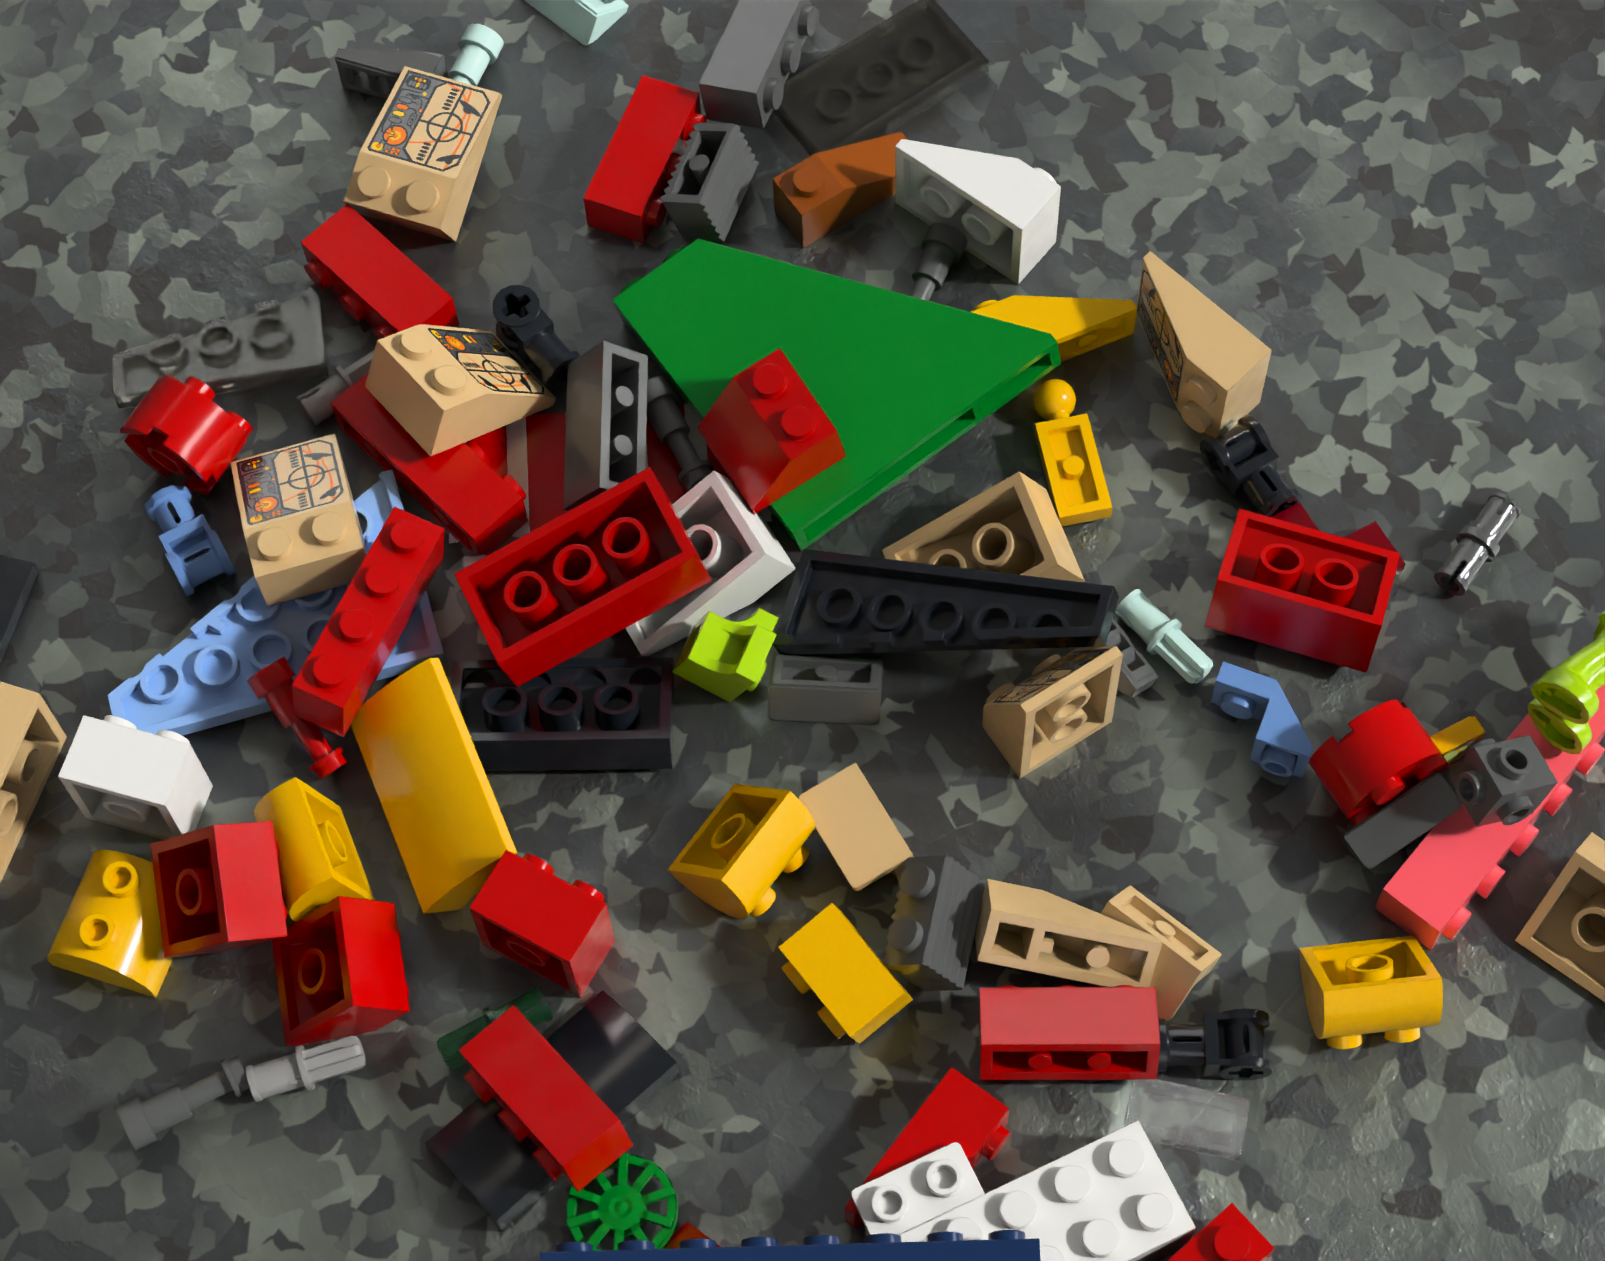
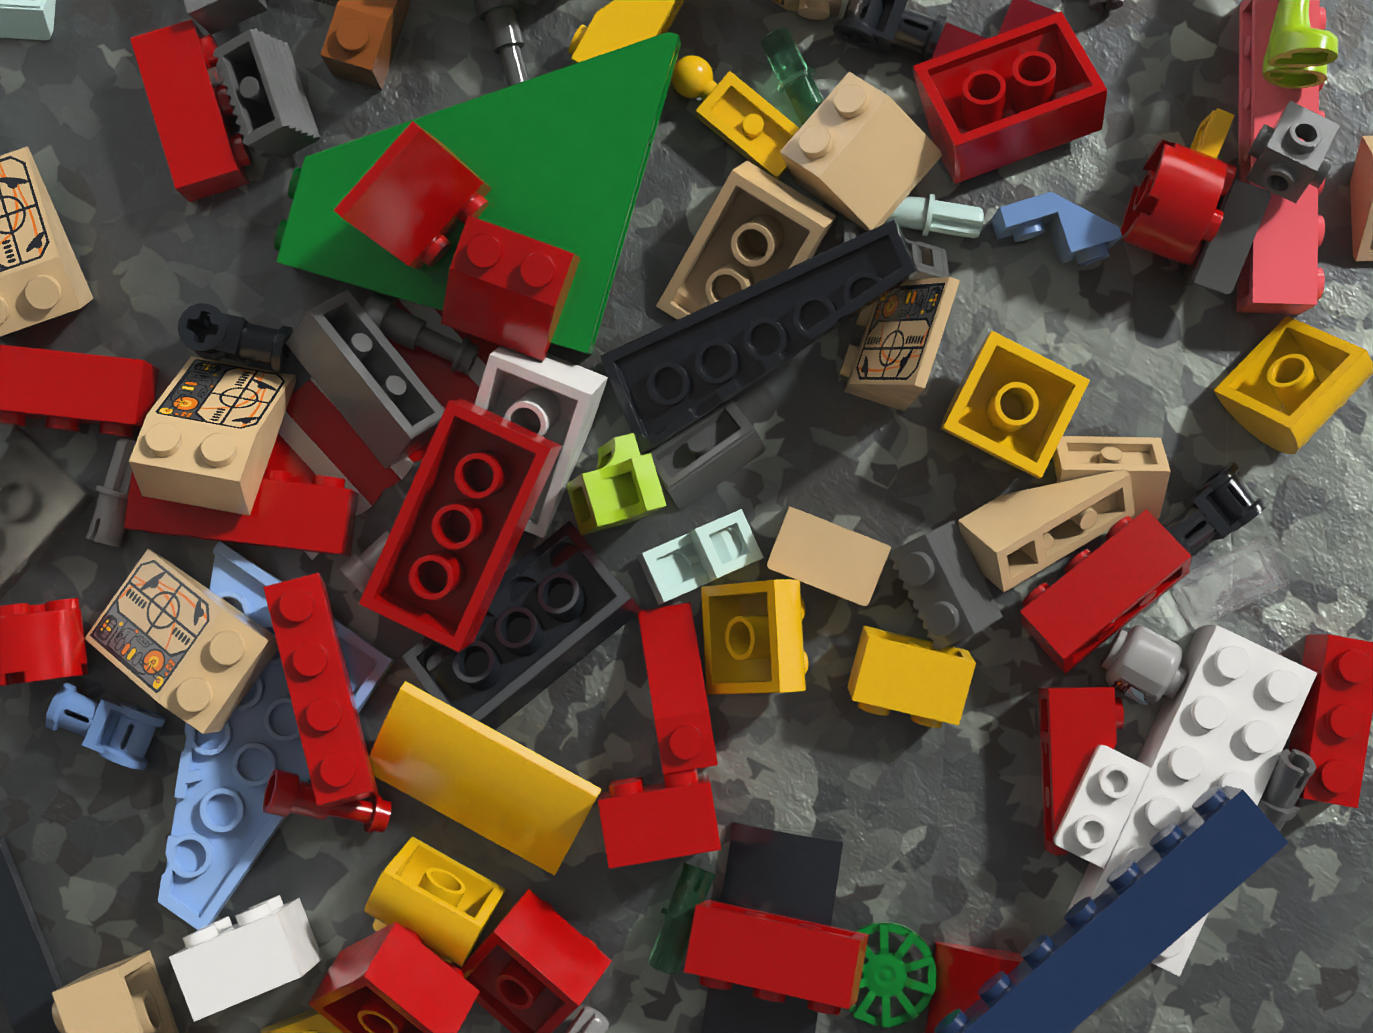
camera: 45 degrees left, 20 degrees up
(644, 846) = (677, 688): none -> red slope
(742, 758) = (700, 557): none -> light aqua slope
(748, 302) = (415, 198): none -> red slope
(1051, 1117) = (1143, 665): none -> light grey head
(1109, 821) = (1014, 404): none -> yellow brick
(1138, 461) = (792, 72): none -> clear green axle
(1141, 540) = (860, 153): none -> tan slope

